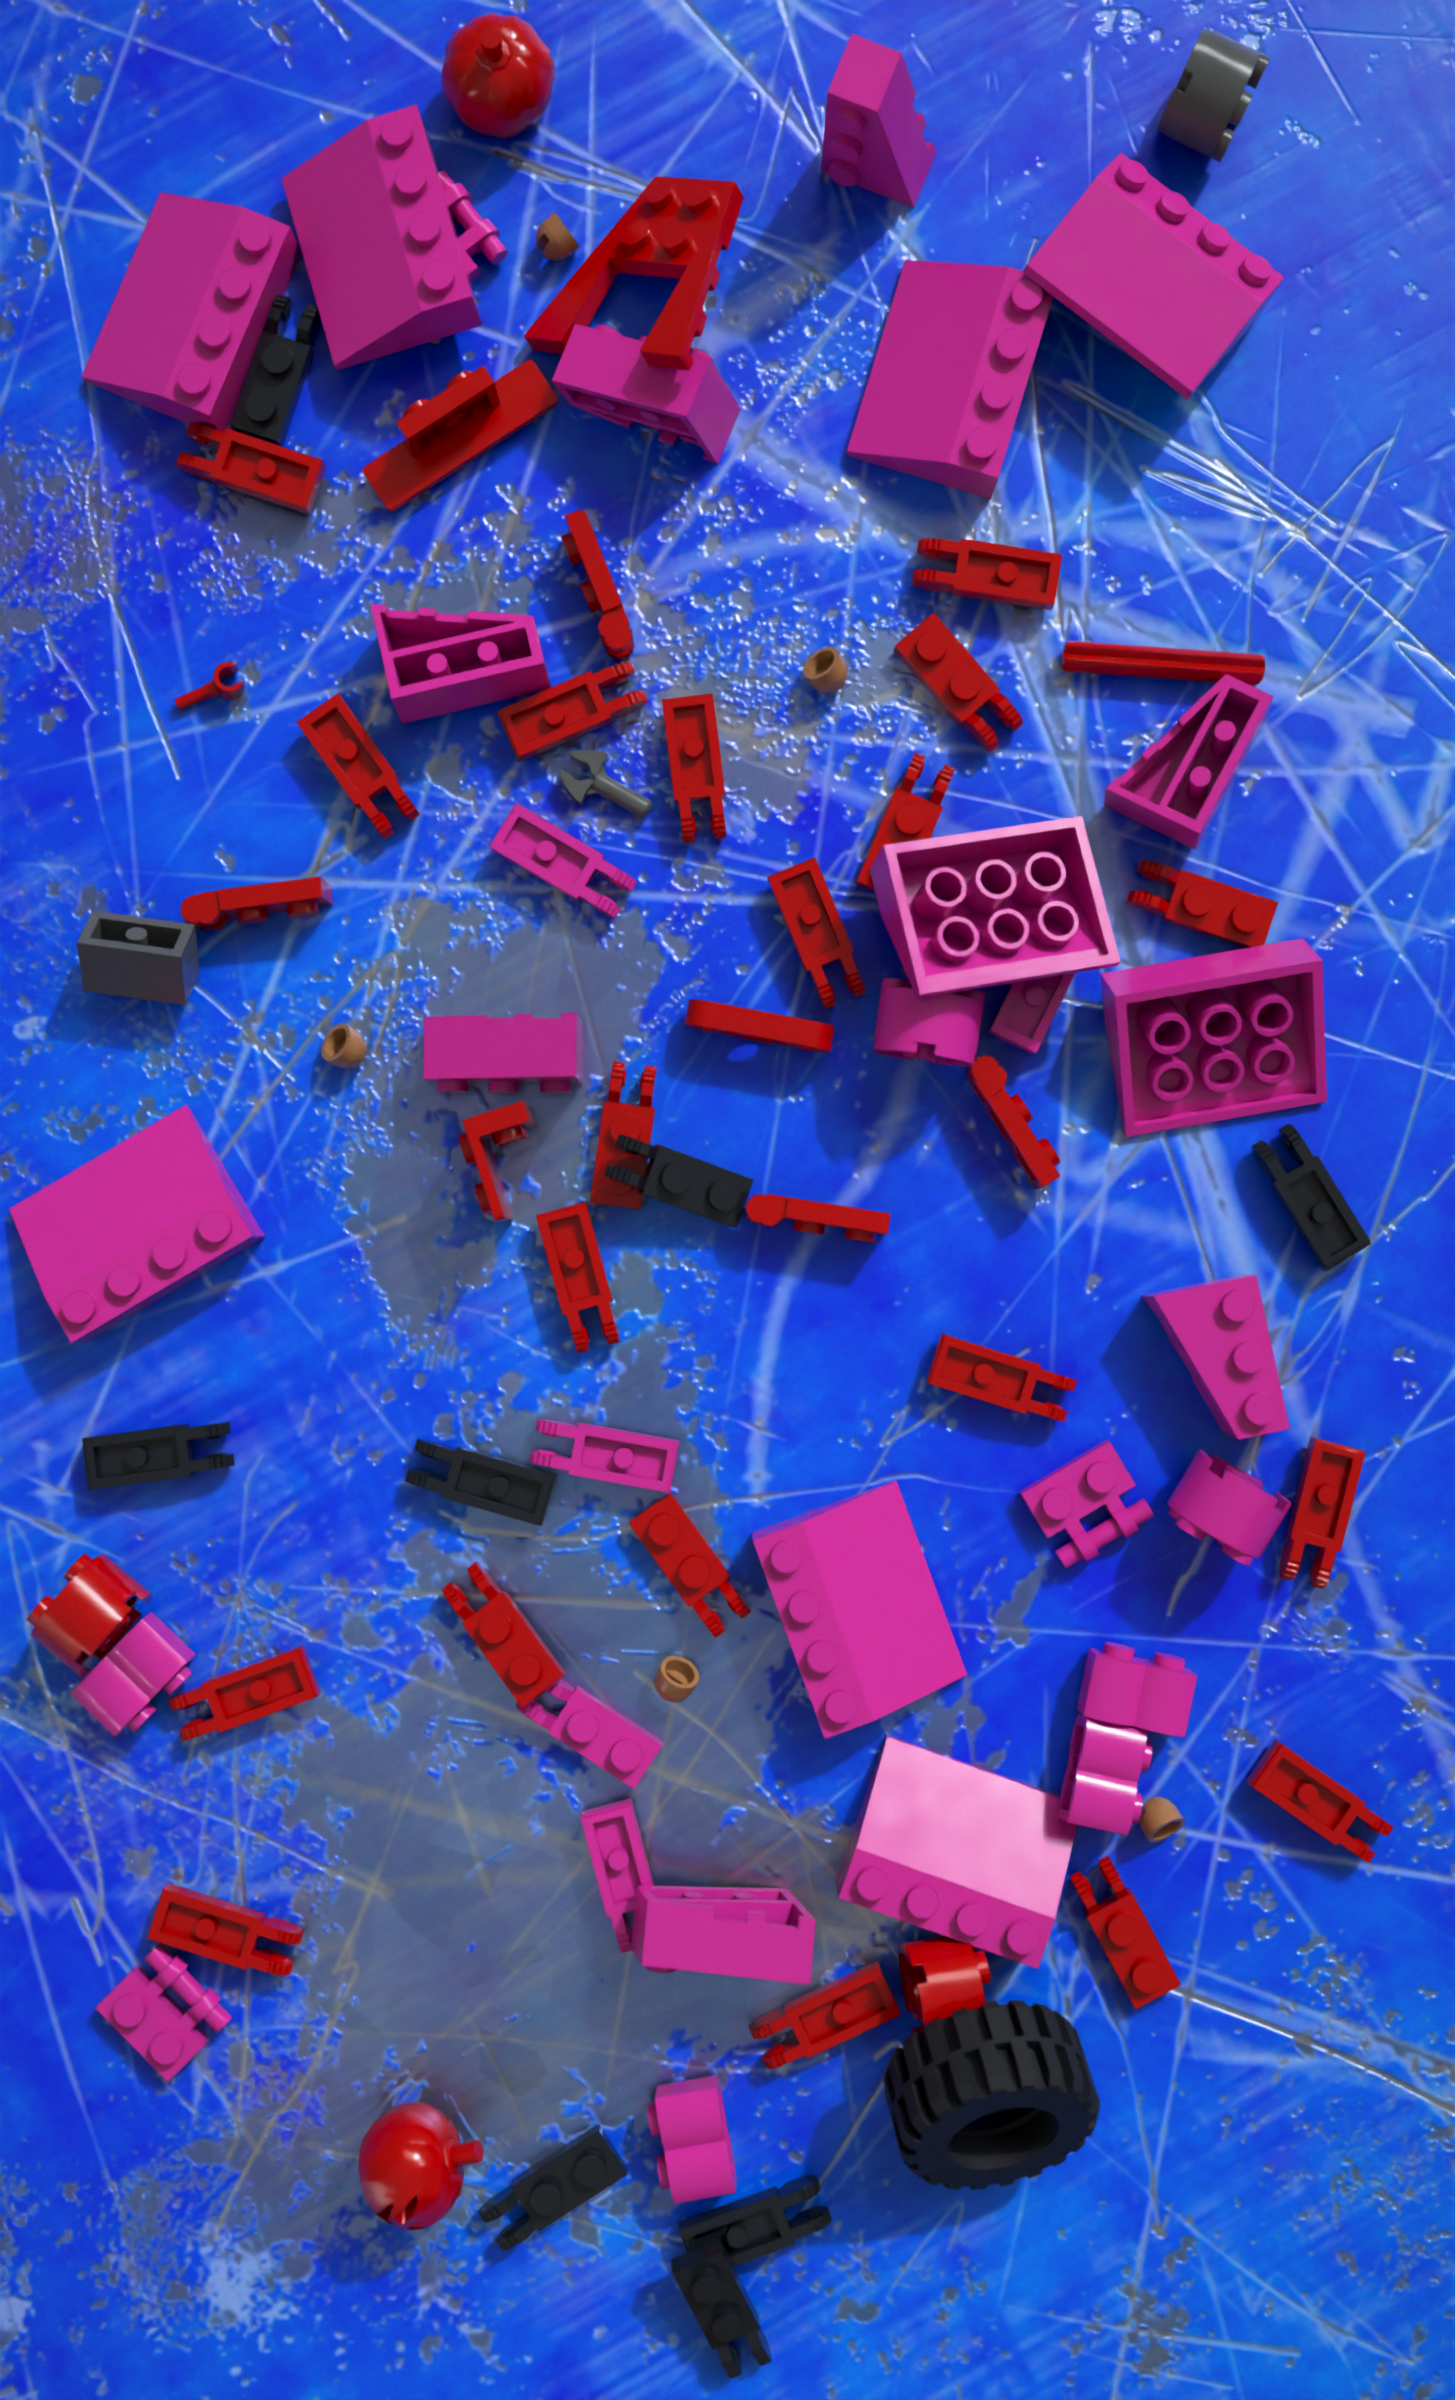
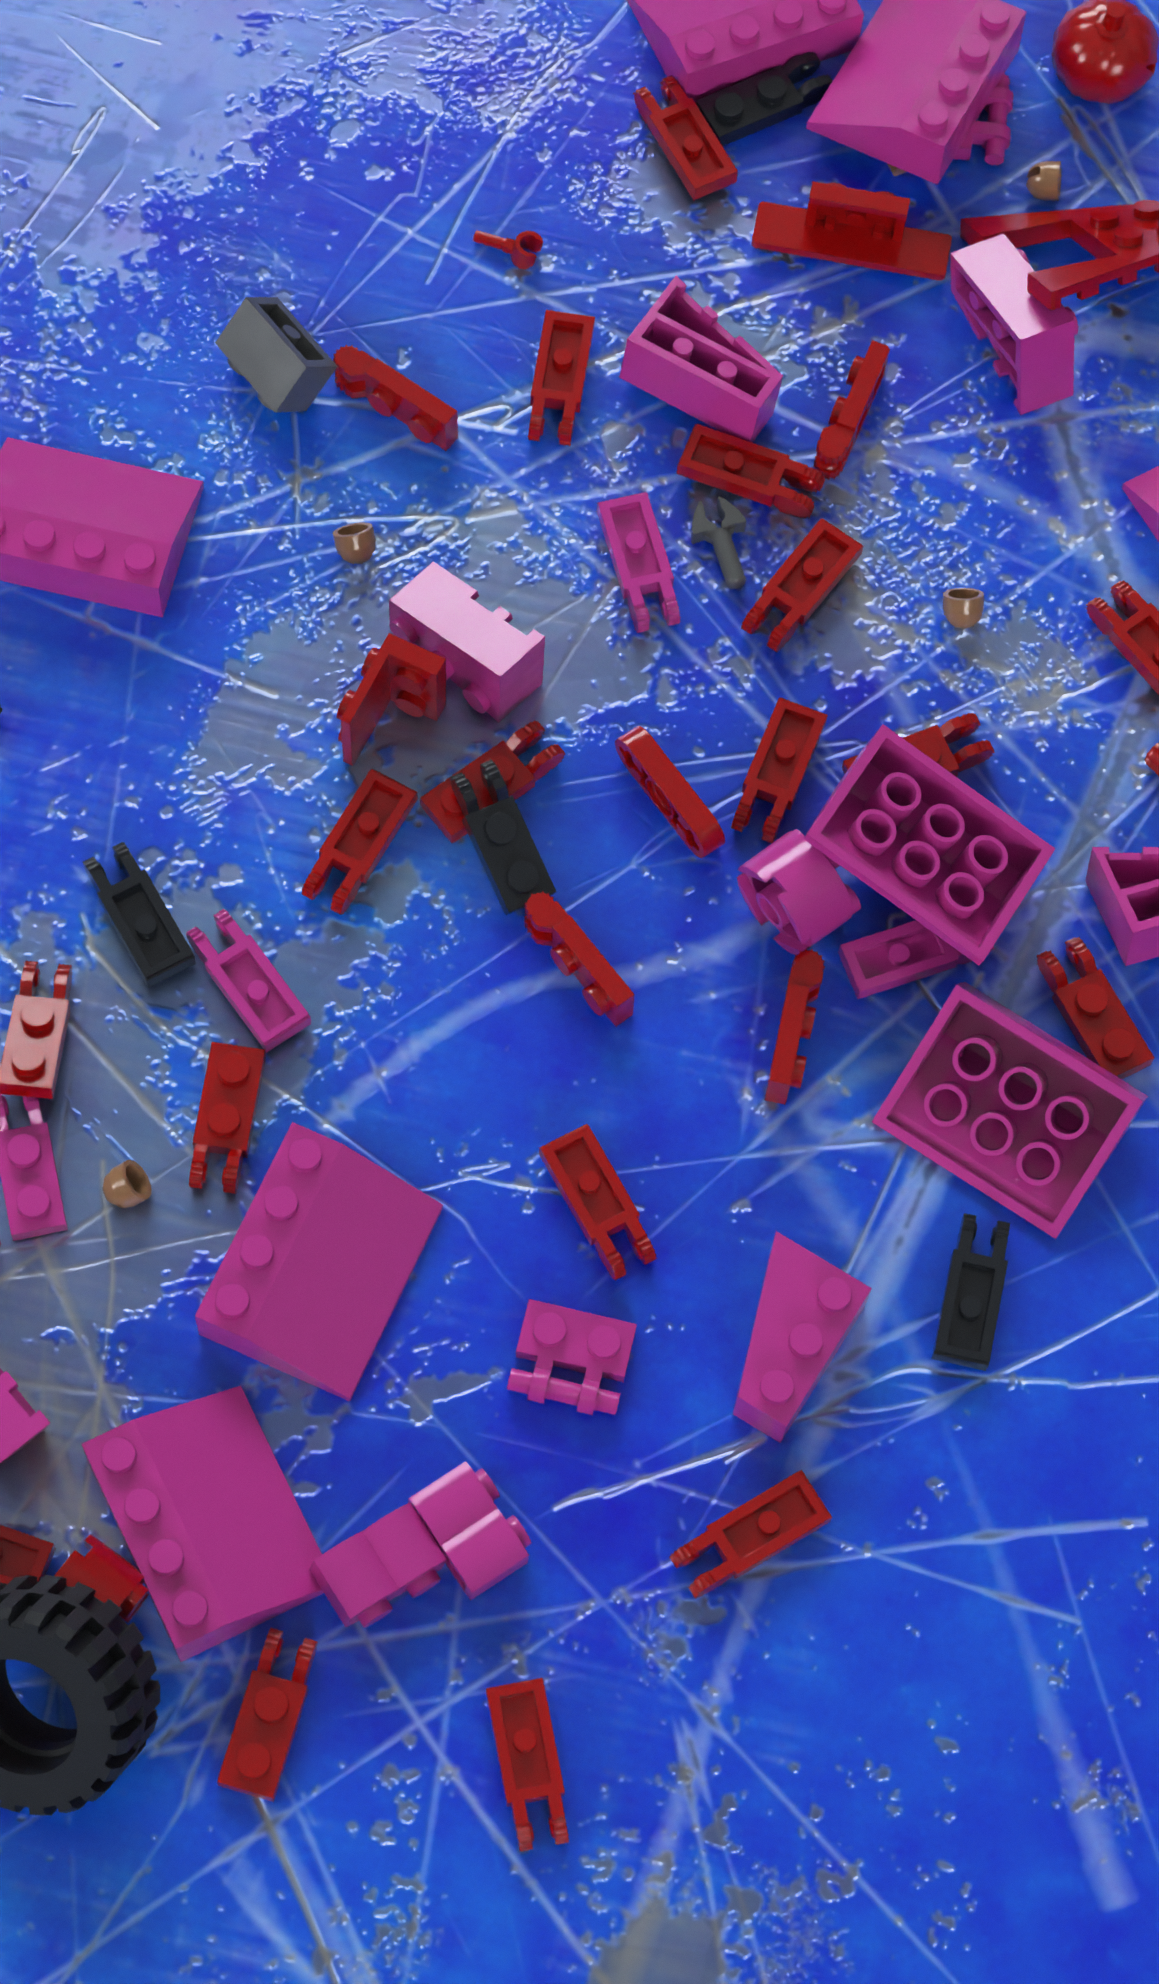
camera: 40 degrees right, 20 degrees down
(956, 680) = (1055, 695): red hinge -> none
(1160, 1819) = (381, 1648): medium nougat hinge -> none
(1228, 1506) = (682, 1445): dark pink brick -> none

